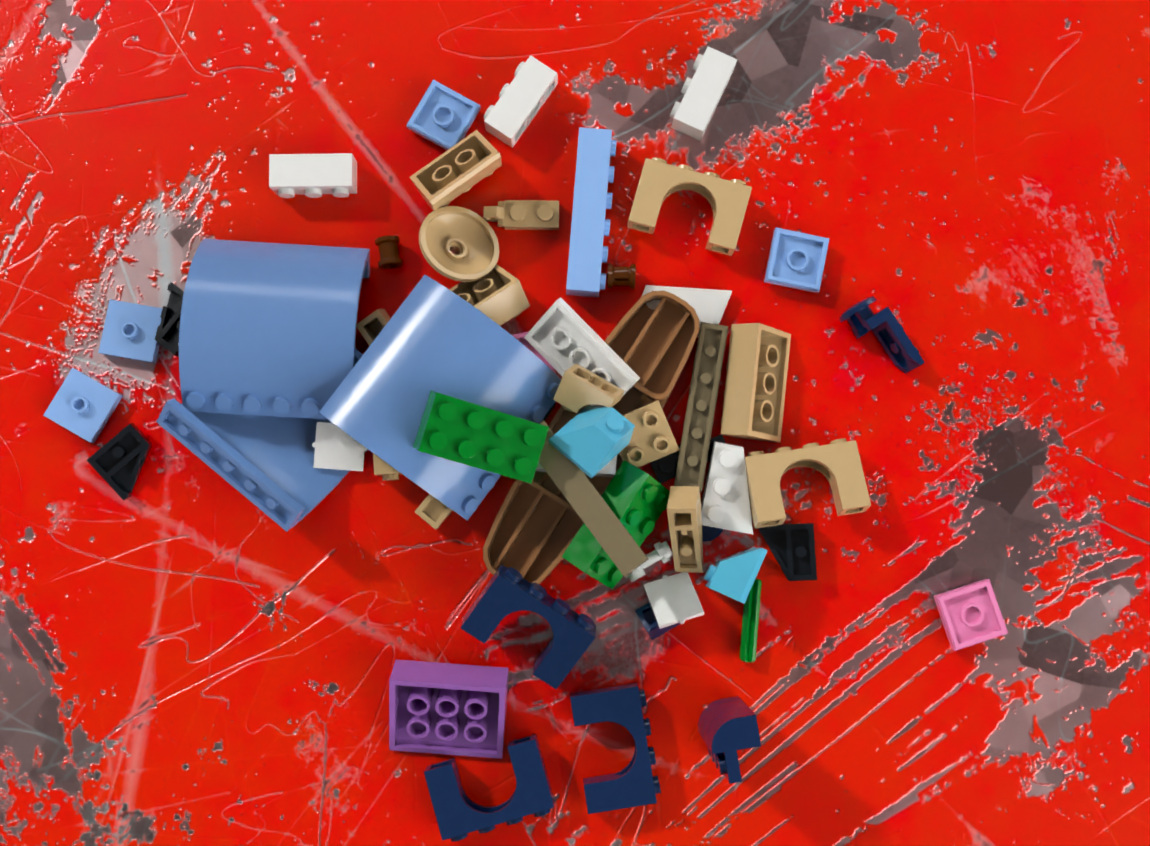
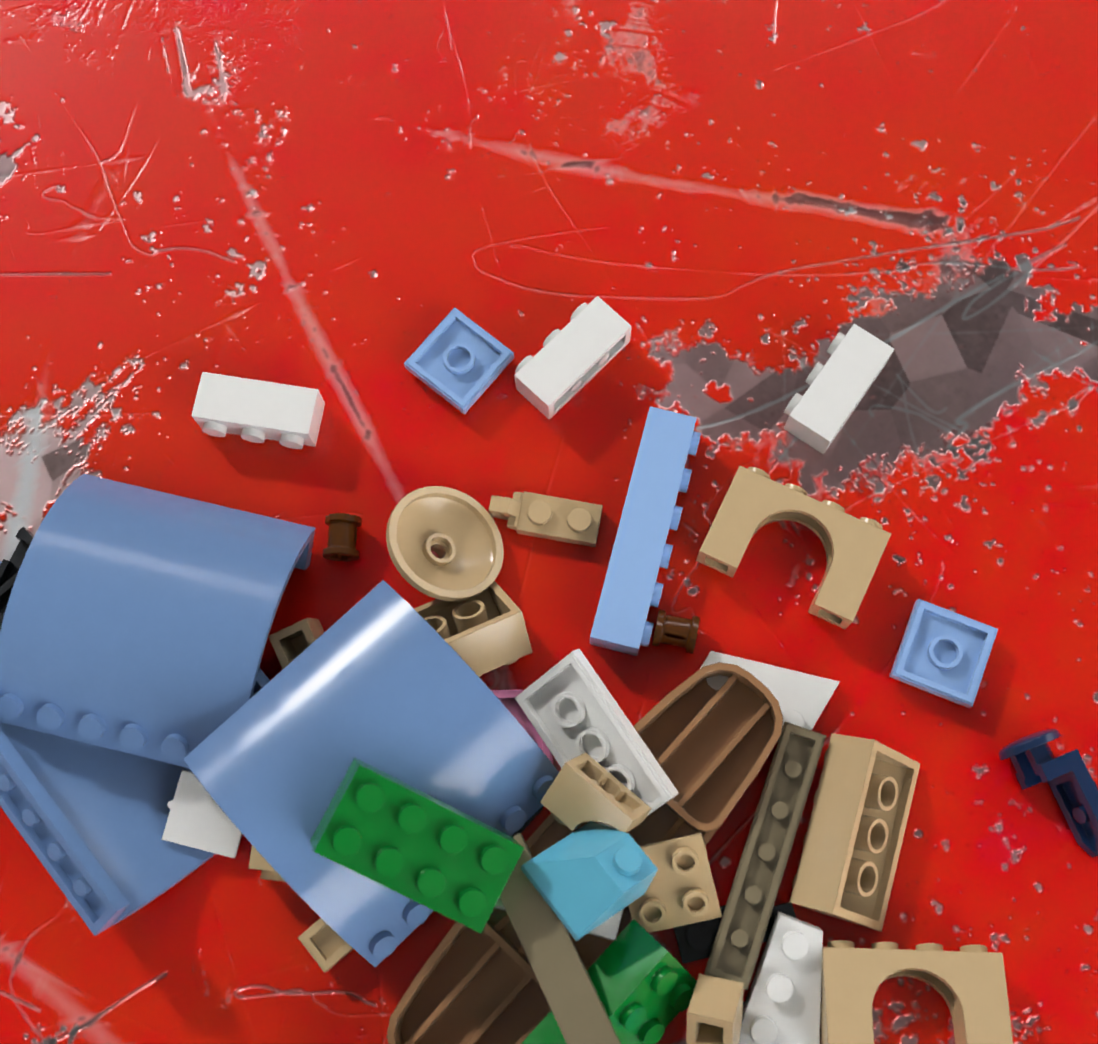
camera: 15 degrees right, 10 degrees down
(456, 170) = (462, 438): tan slope -> none

